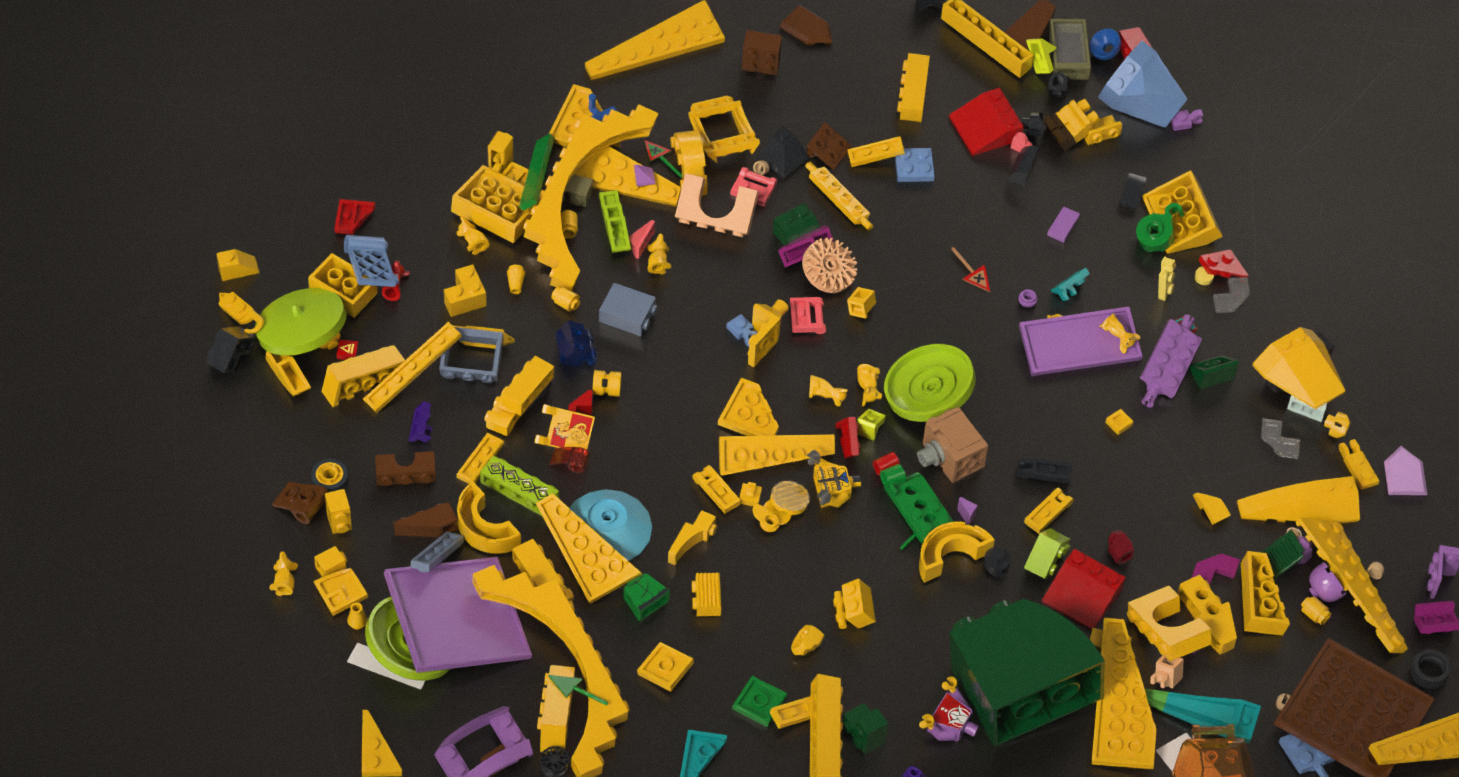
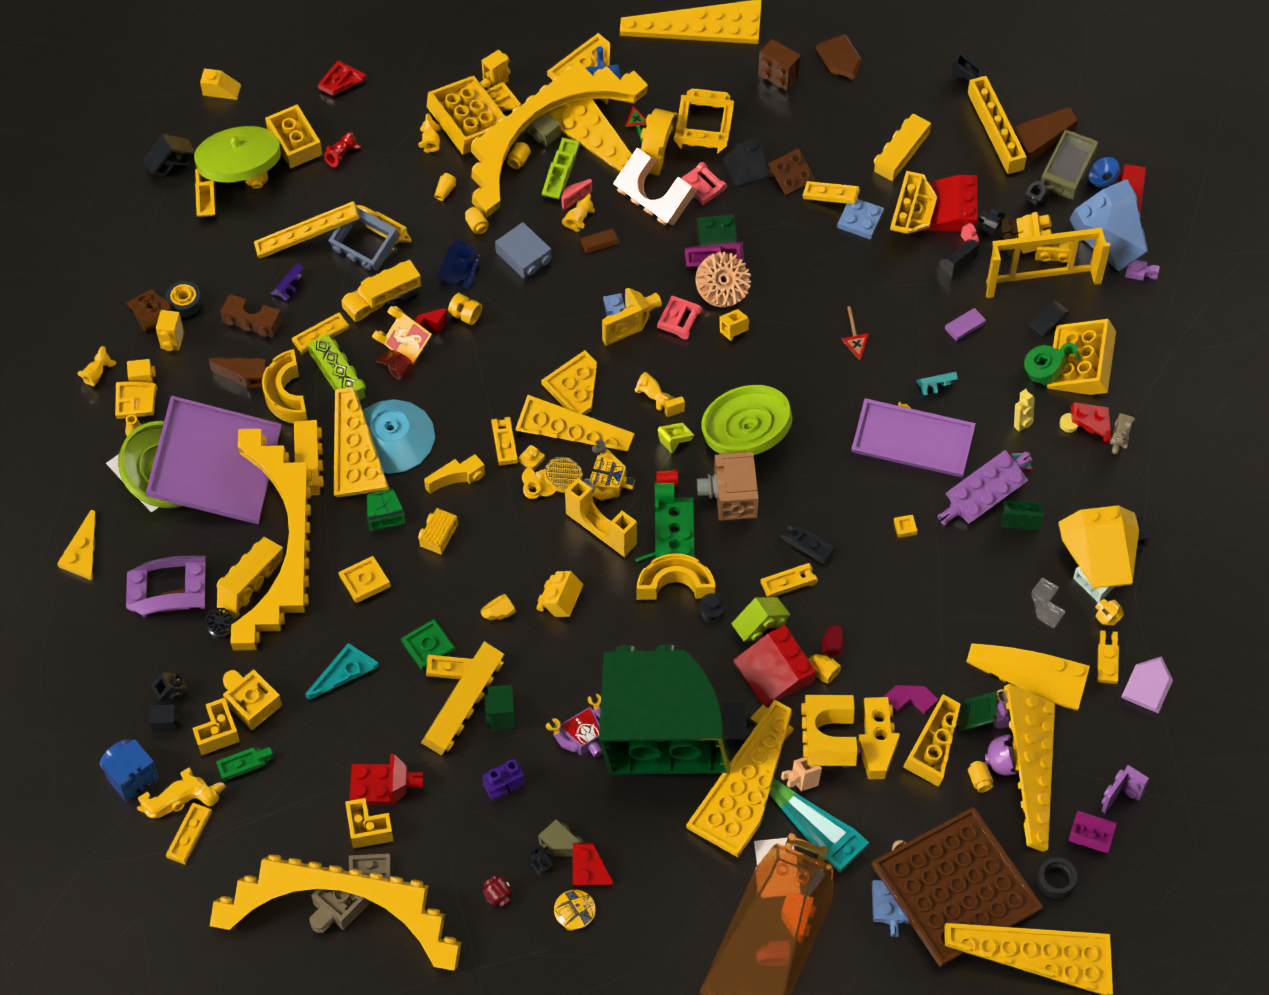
camera: 30 degrees right, 5 degrees up
(240, 311) = (197, 126): yellow plate -> none
(347, 349) = (267, 194): red tile -> none
(359, 373) = (261, 217): yellow wedge -> none
(369, 248) = (331, 110): medium blue piece -> none
(437, 552) = (228, 398): sand blue plate -> none
(467, 293) = (393, 185): yellow brick -> none
(536, 172) = (514, 98): green tile -> none
(568, 684) = (266, 559): green piece -> none
(643, 175) = (606, 136): medium lavender slope -> none
(690, 274) = (599, 241): none -> reddish brown tile
(759, 166) = (719, 169): tan hinge -> none
(833, 523) = (618, 533): none -> yellow arch
(839, 195) = (775, 220): yellow plate -> none
(849, 440) = (644, 449): red wing -> none
(853, 396) = (674, 406): none -> yellow tile
(867, 379) = (696, 395): yellow animal -> none
(958, 134) = (914, 204): none -> yellow wedge
(967, 510) = (715, 551): medium lavender slope -> none
(1027, 294) = (889, 375): medium lavender plate -> none
(1041, 59) = (1034, 156): neon yellow slope -> none
(1117, 329) = (948, 437): yellow animal -> none
(1129, 570) = (825, 668): none -> yellow rock
(1149, 131) = (1096, 266): none -> yellow piece
(1213, 507) = (943, 641): yellow slope -> none
(1231, 301) = (1079, 457): clear tile -> none
(1256, 265) = (1121, 432): none -> dark tan animal
(1375, 570) = (1062, 763): tan hinge -> none

